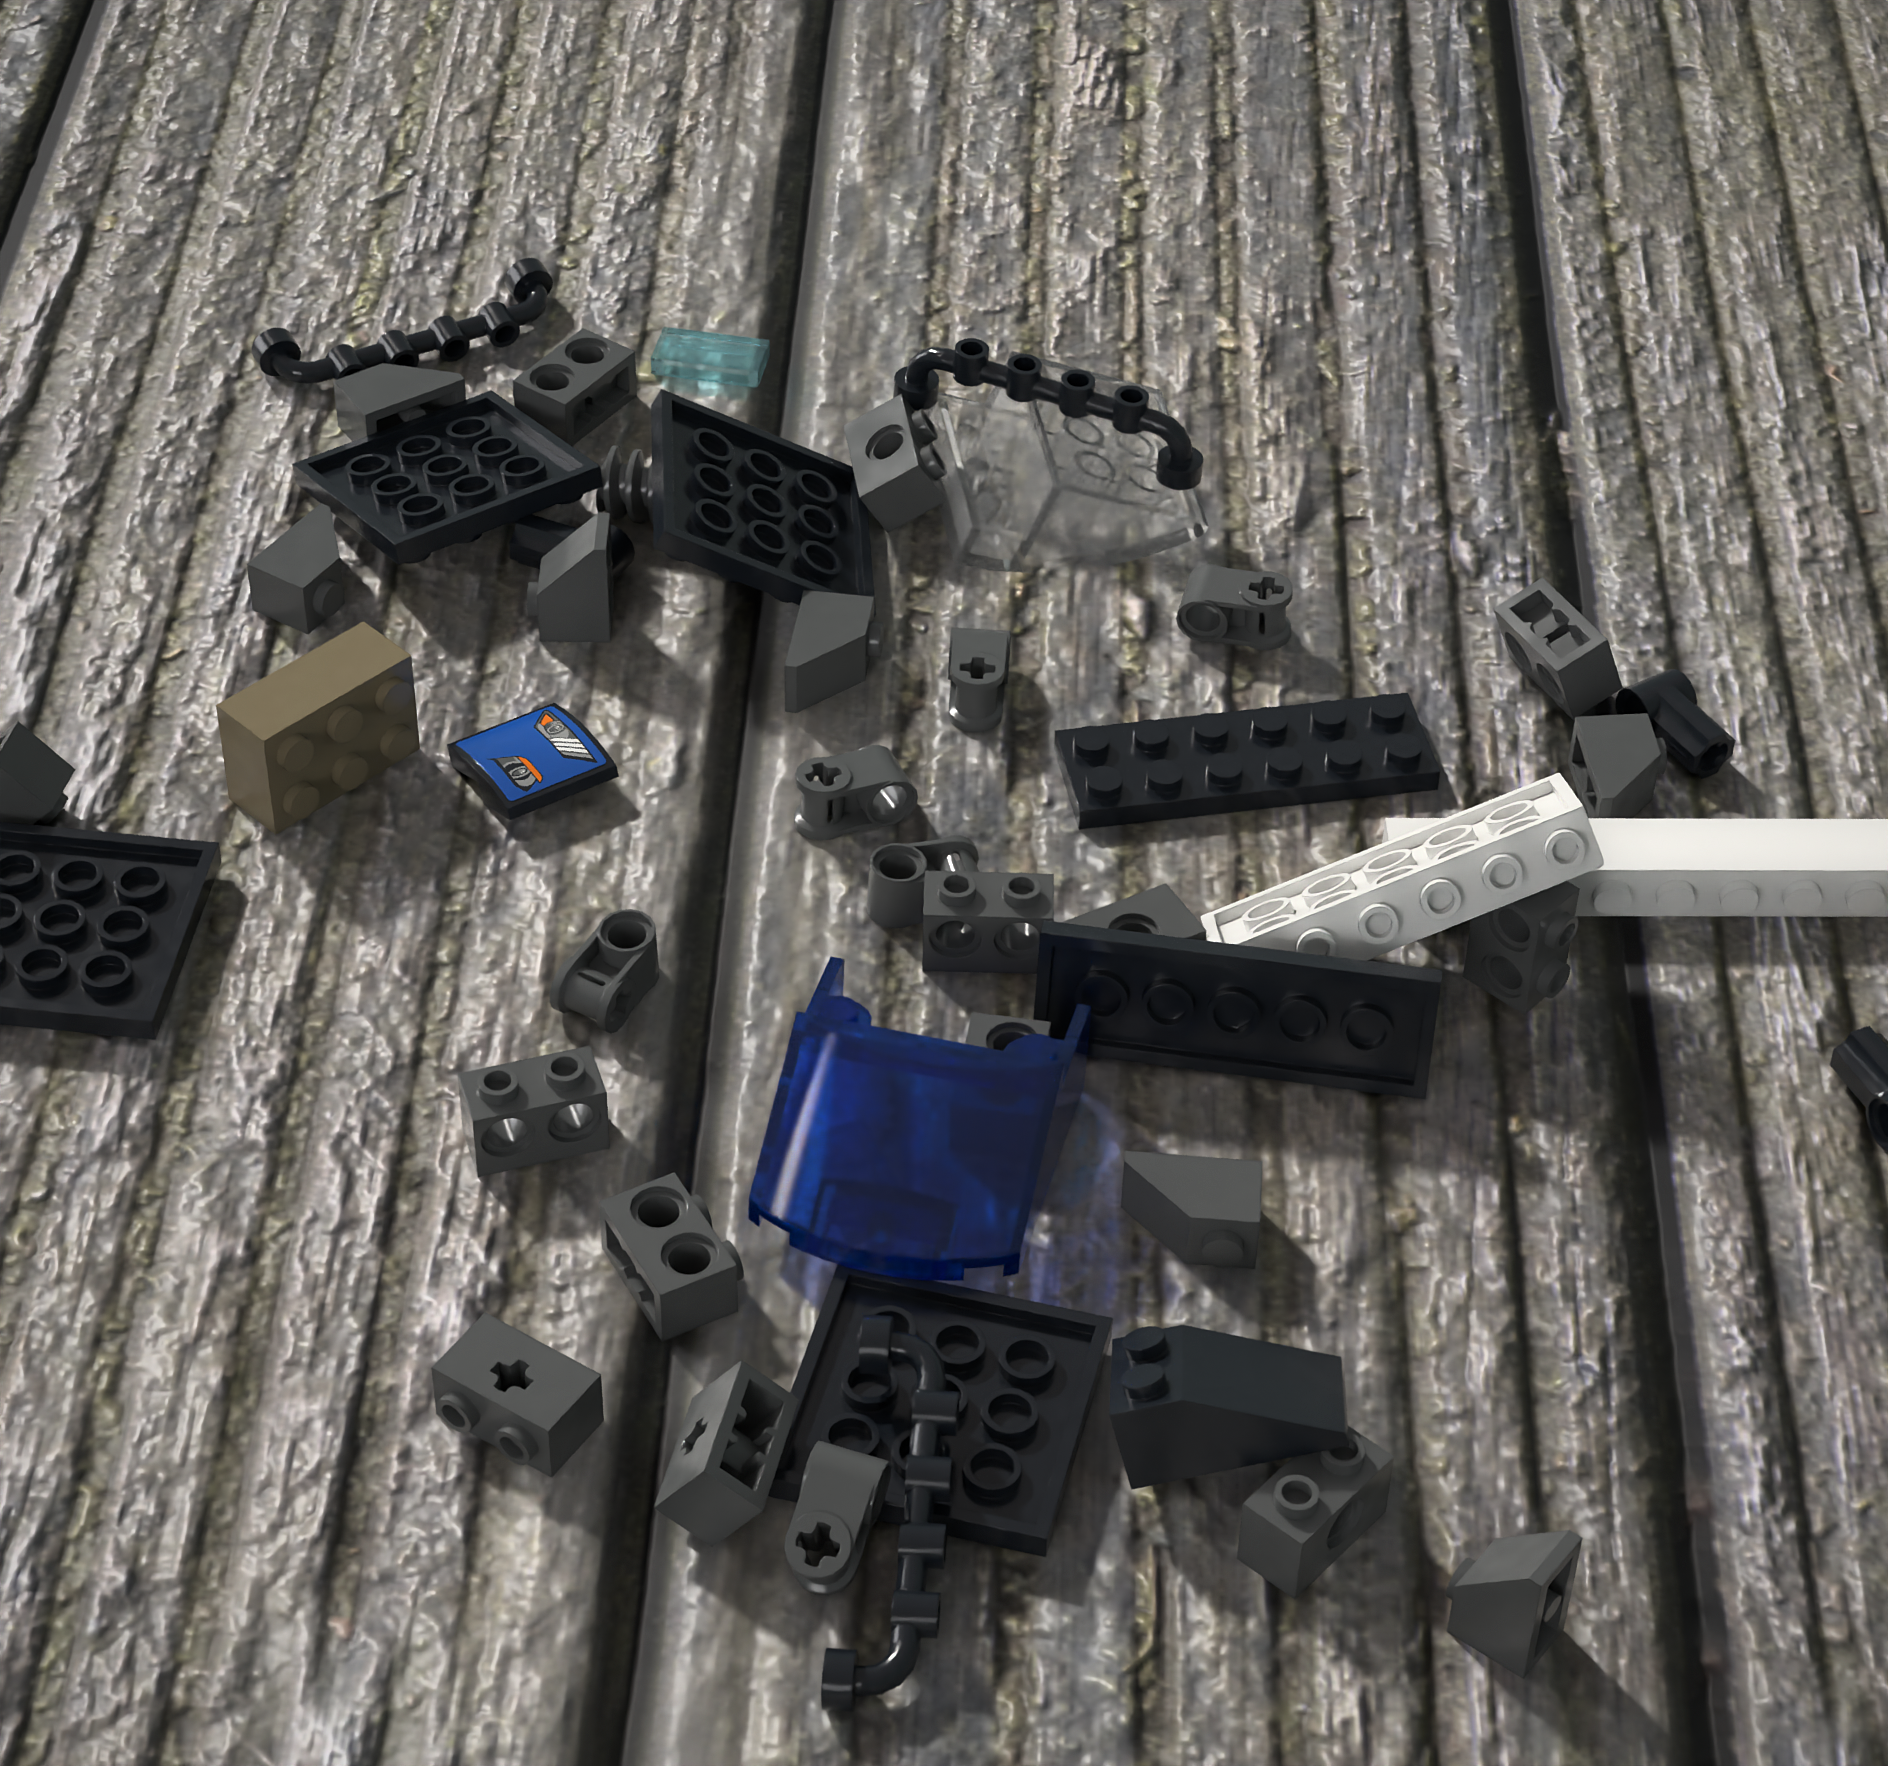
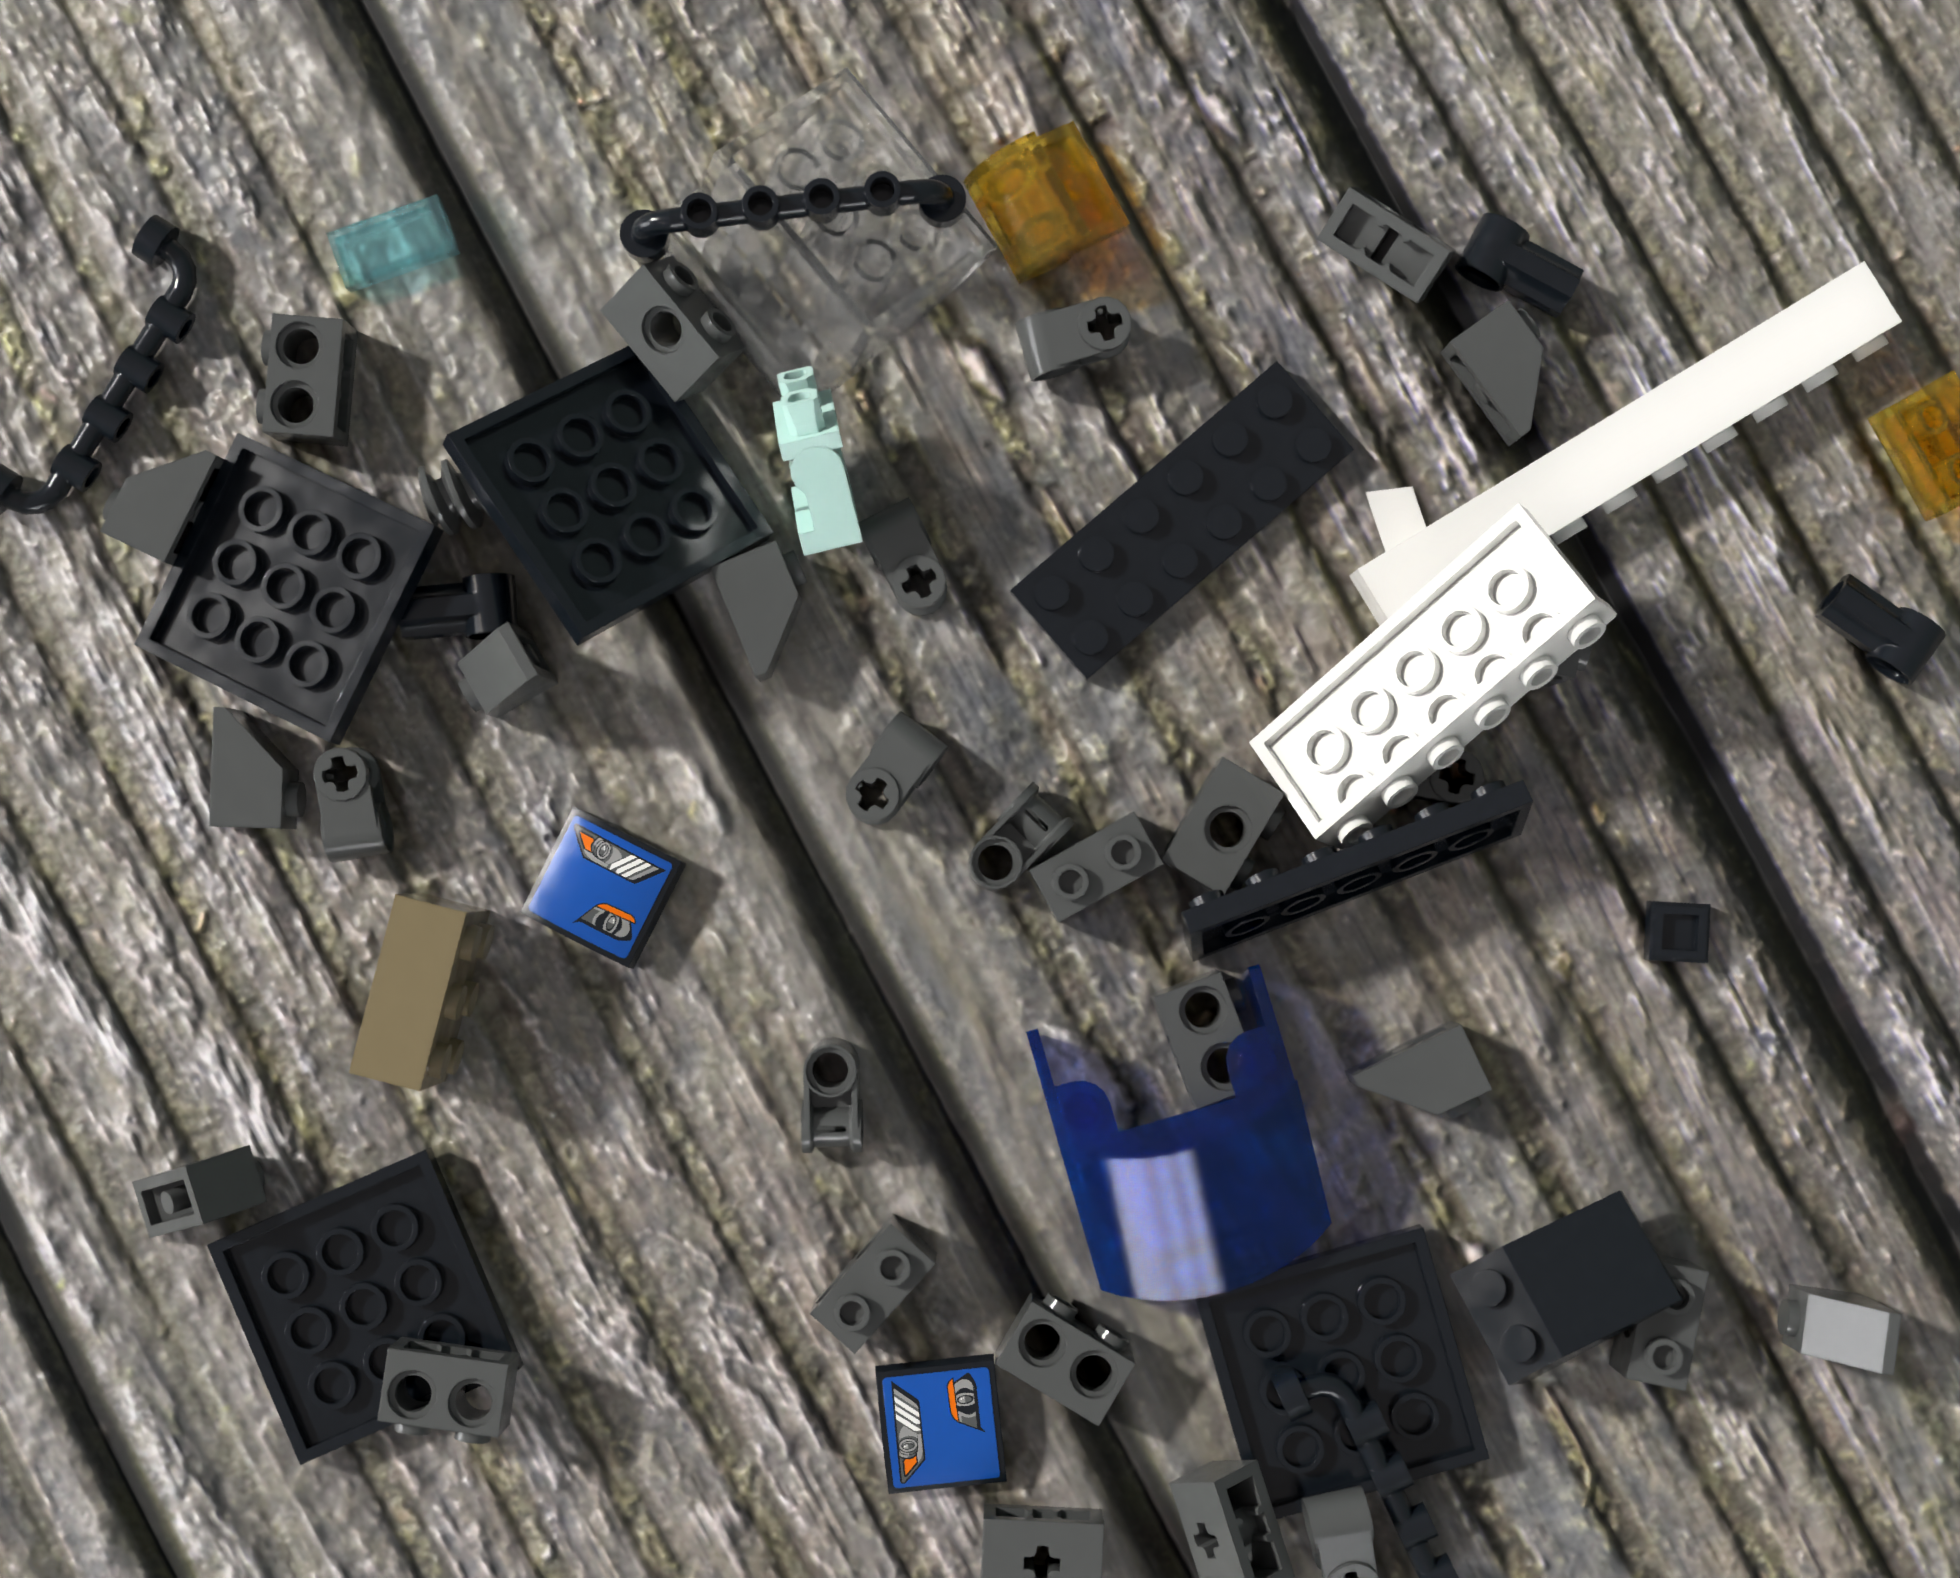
camera: 25 degrees left, 45 degrees up
(83, 979) = (448, 1371): none -> dark grey brick
(378, 600) = (353, 811): none -> dark grey piece
(503, 1257) = (940, 1423): none -> slope
(951, 550) = (813, 444): none -> light aqua hips
(1269, 518) = (1045, 200): none -> clear yellow brick
(1540, 1235) = (1677, 932): none -> black tile

